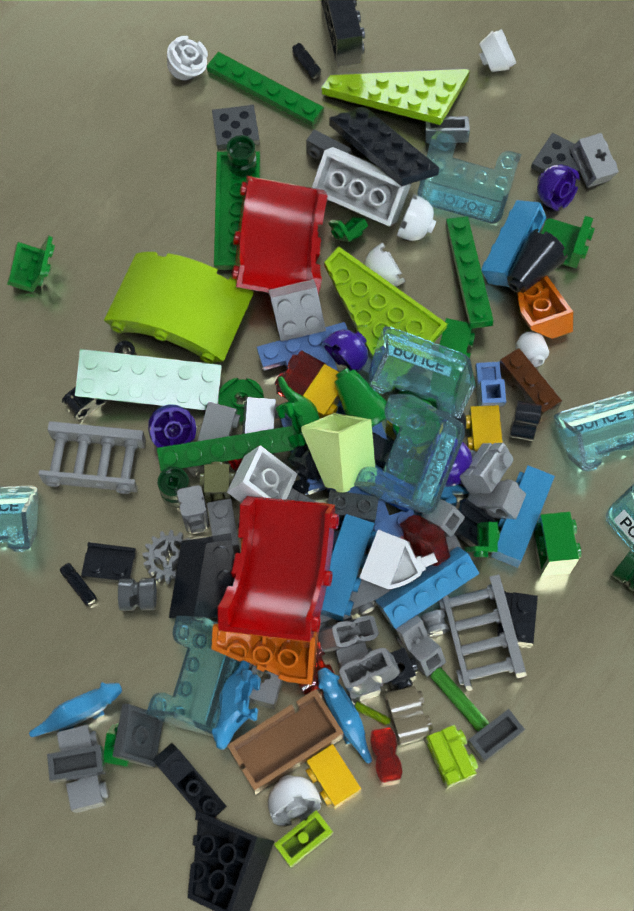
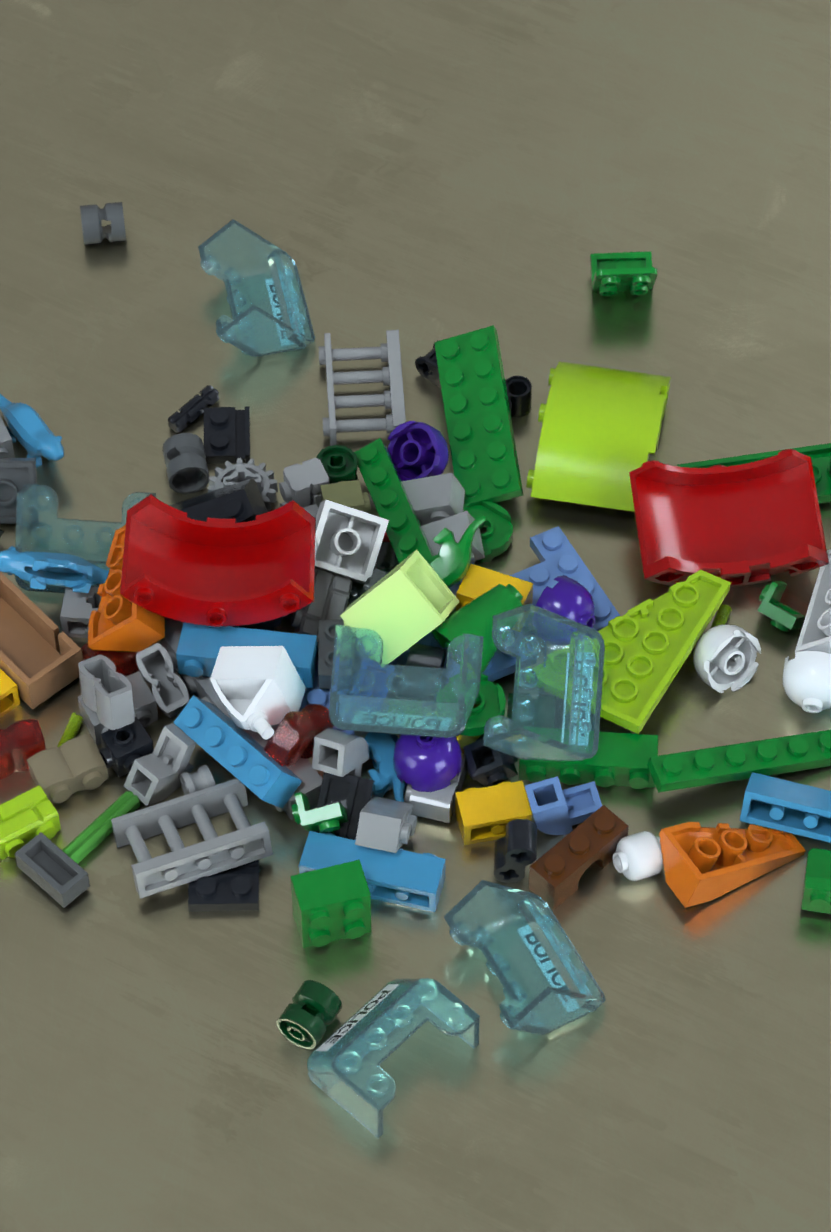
camera: 80 degrees right, 15 degrees down
(297, 310) = (618, 552): light grey brick -> none
(301, 373) = (521, 563): clear red brick -> none
(343, 712) = (55, 697): dark azure animal -> none
(487, 468) = (422, 798): light grey brick -> none
(536, 260) = (776, 829): black cone -> none

